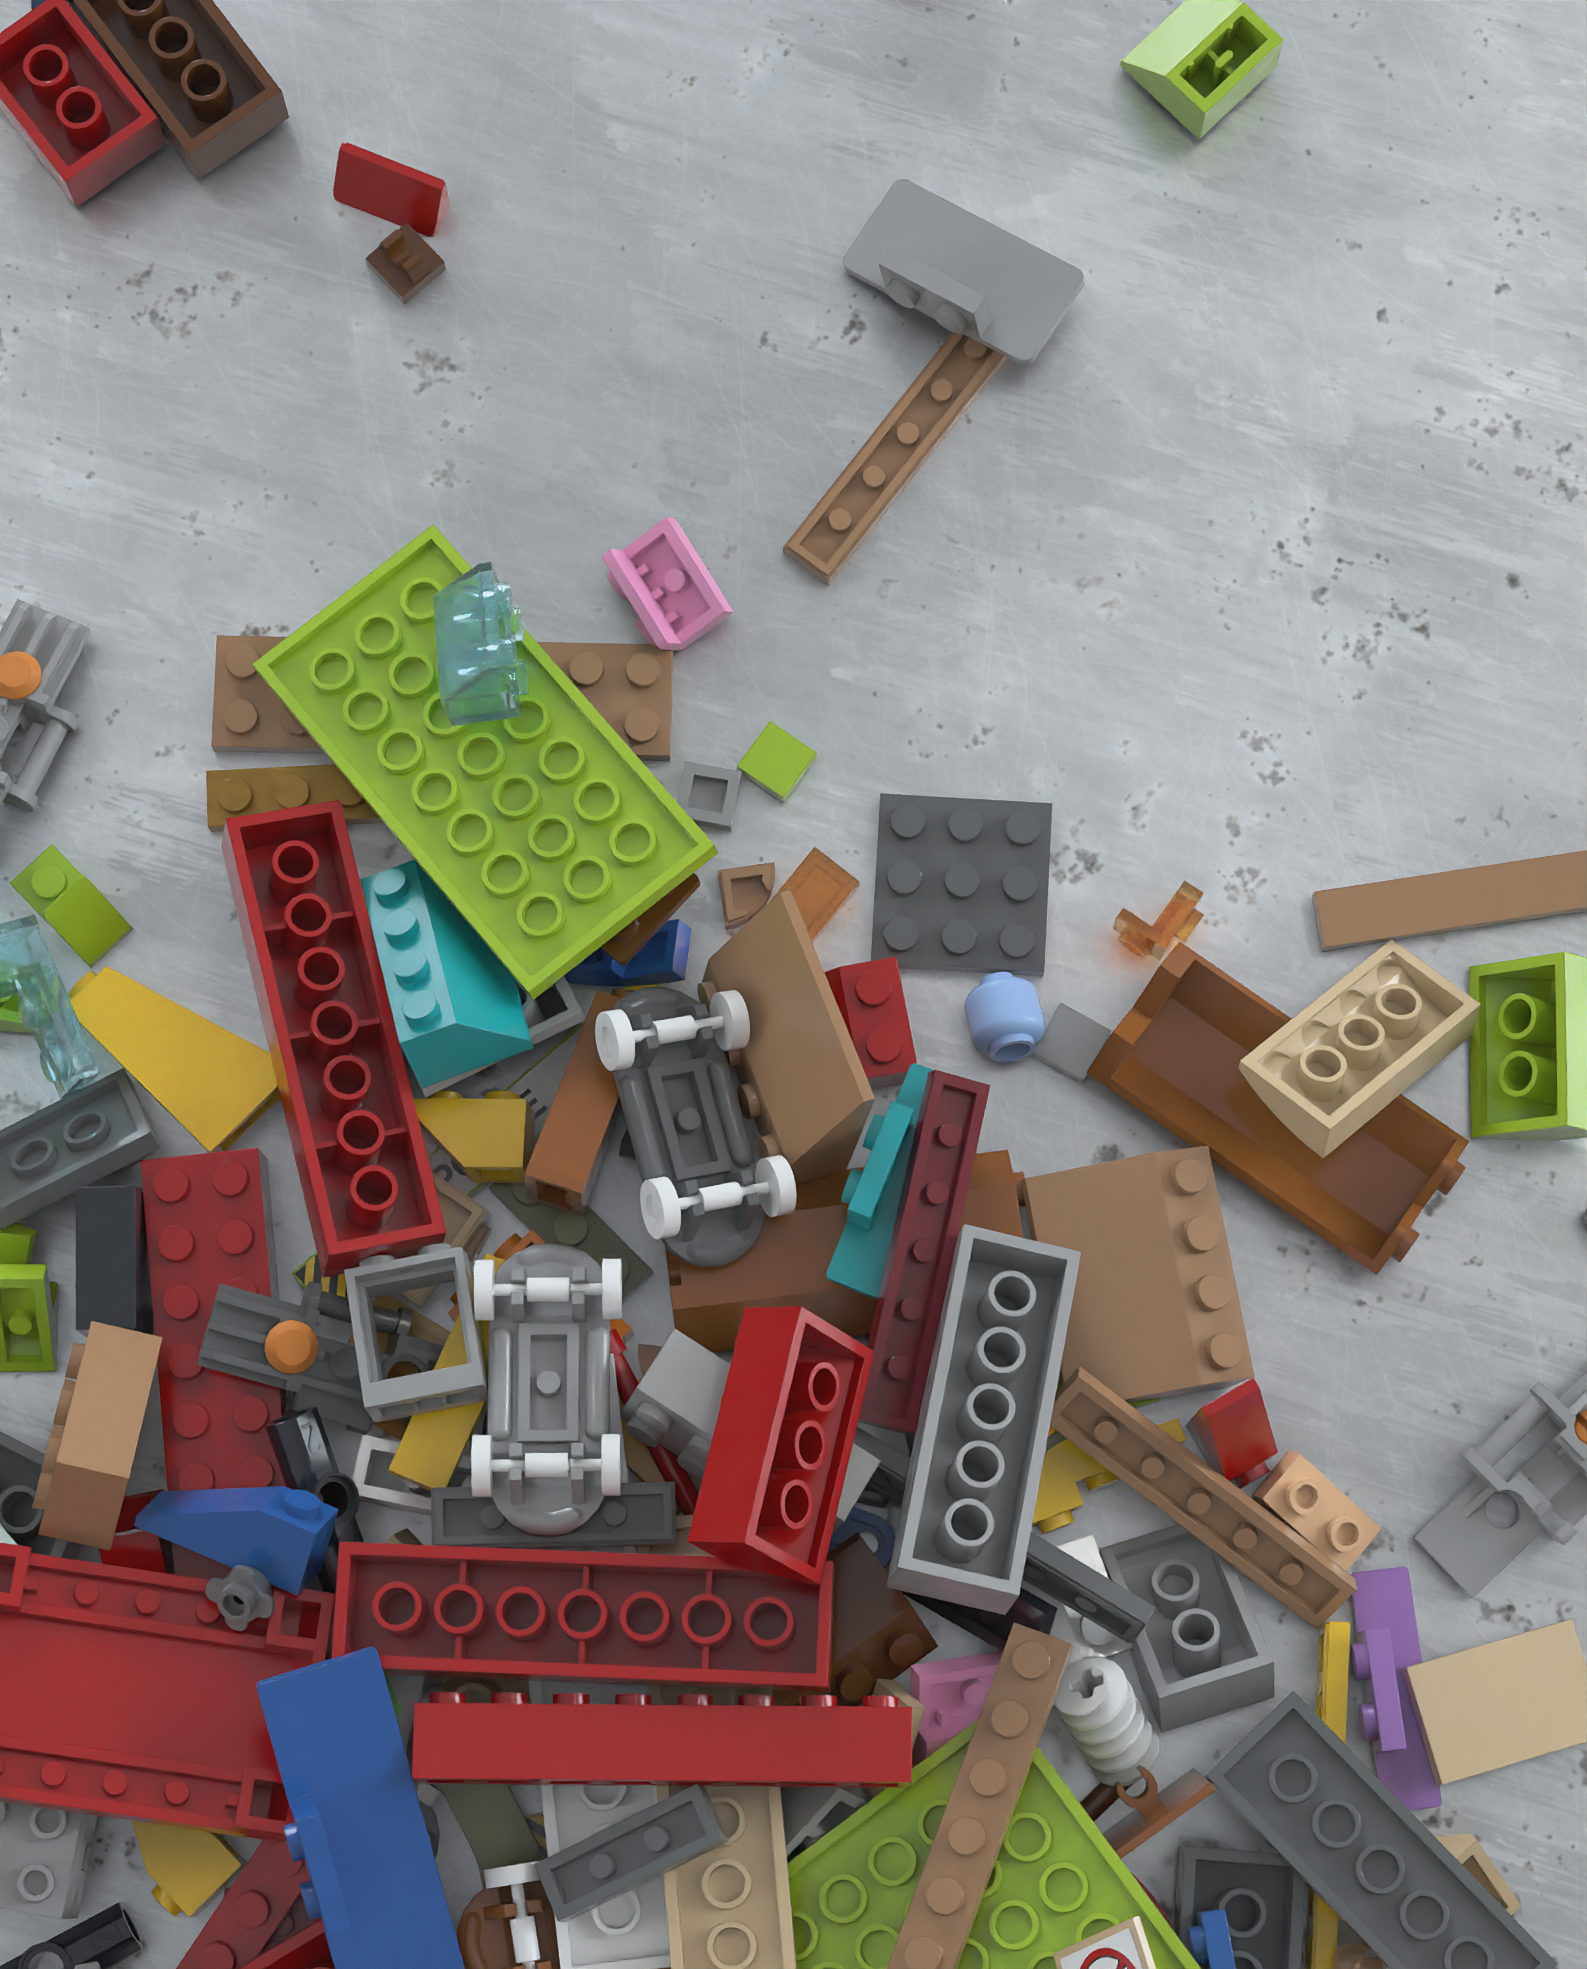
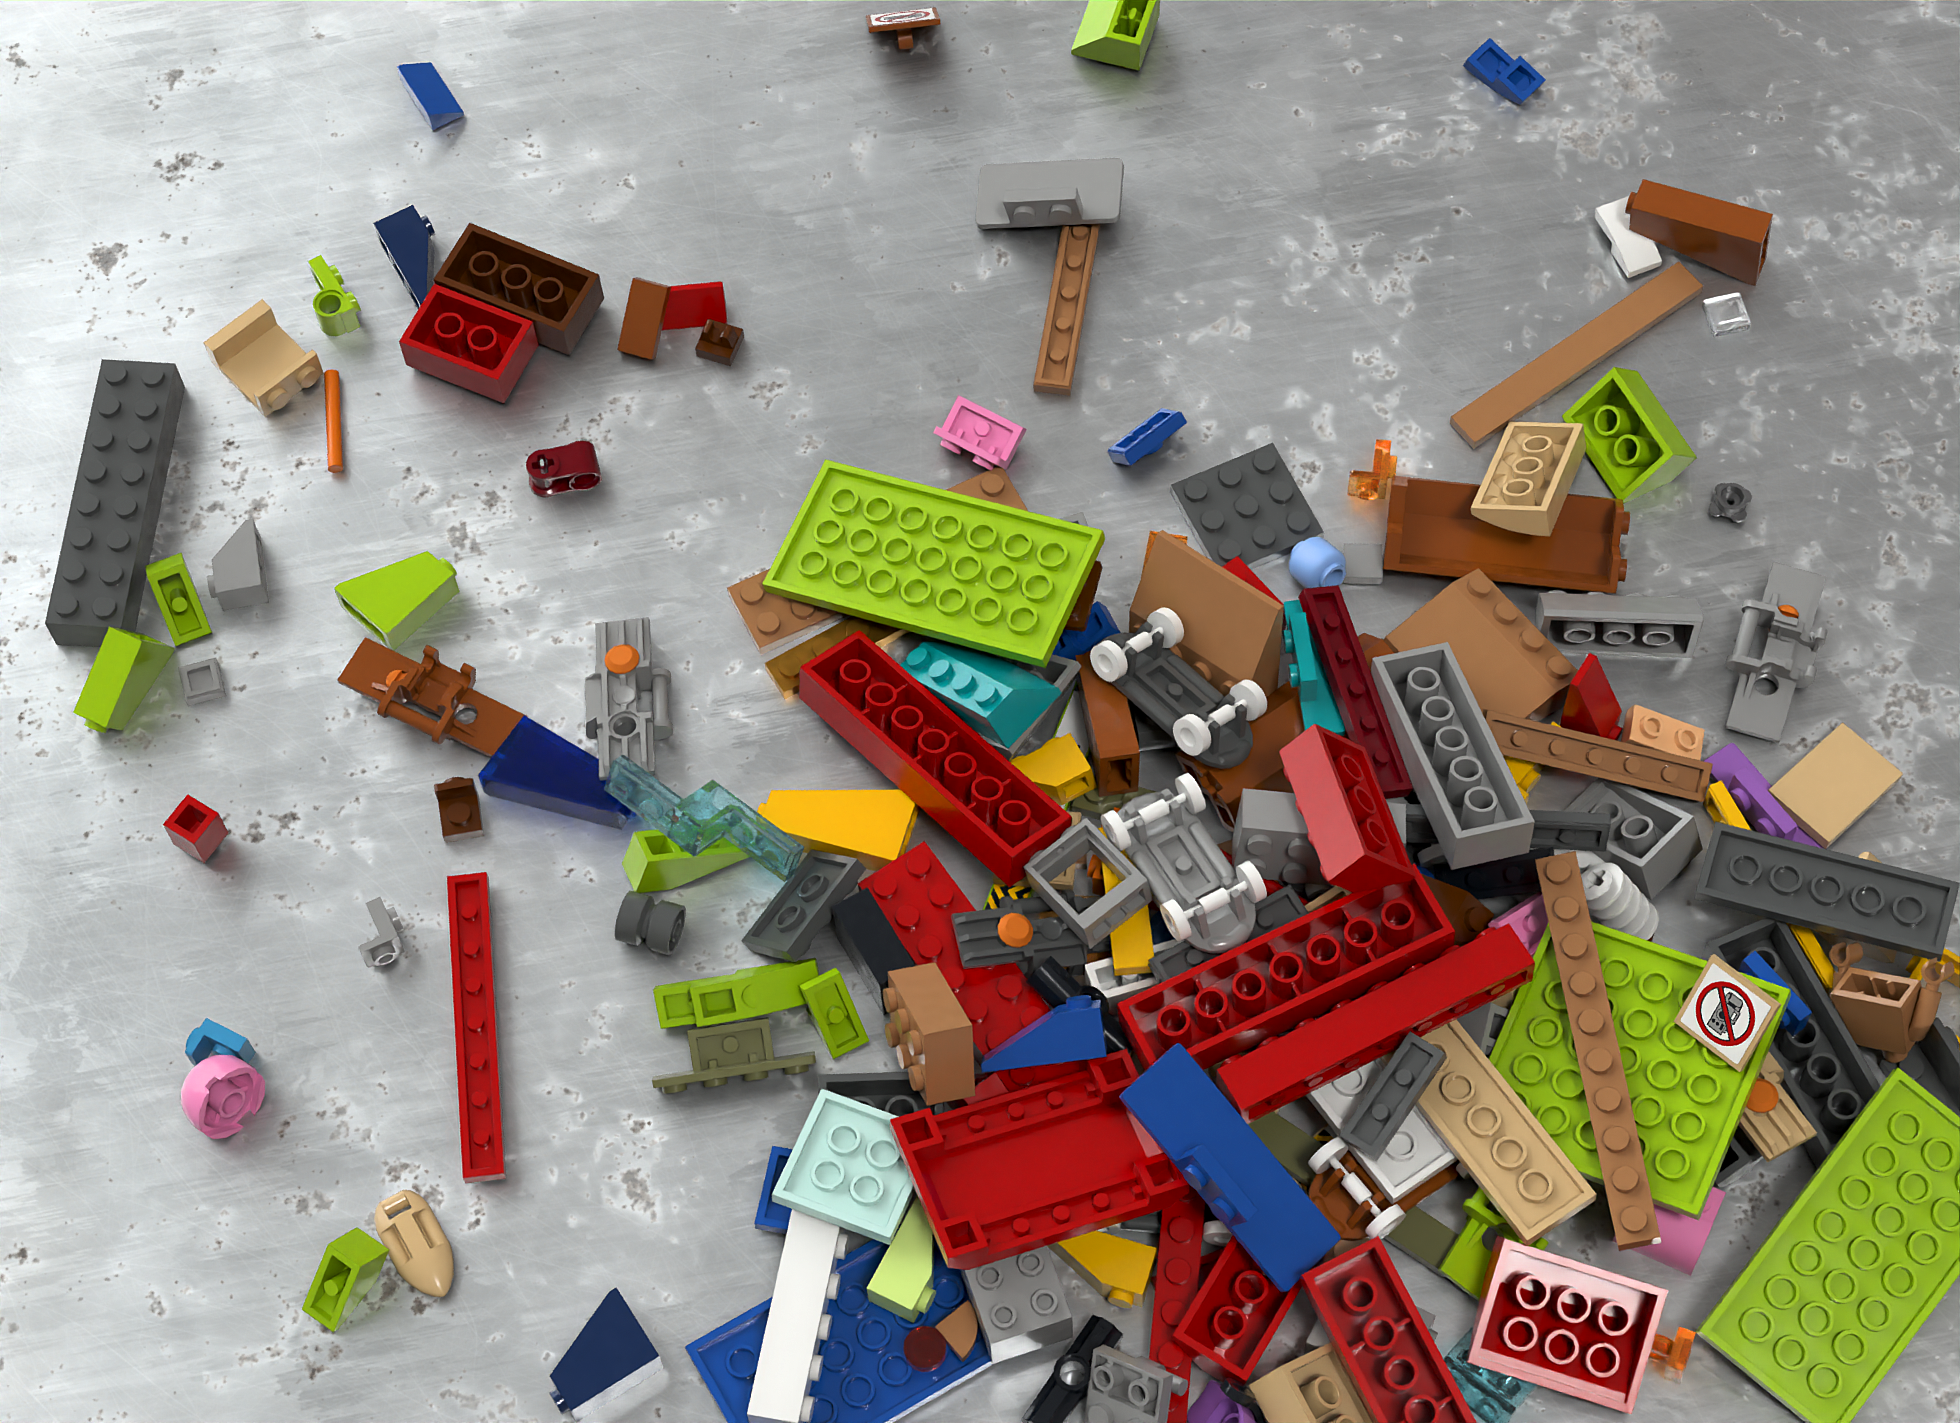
camera: 25 degrees left, 15 degrees down
(71, 905) = (732, 771): lime slope -> none
(106, 351) = (565, 468): none -> dark red piece
(248, 1585) = (1070, 1062): flat silver plate -> none
(316, 181) = (644, 318): none -> dark orange tile
(478, 649) = (899, 494): clear light blue slope -> none
(745, 892) = (1122, 576): medium nougat tile -> none
(776, 761) = (1099, 498): lime tile -> none
(888, 706) = (1146, 437): none -> blue plate
(1155, 1809) = (1676, 935): dark orange piece -> none
(1354, 1316) = (1620, 623): none -> light grey slope

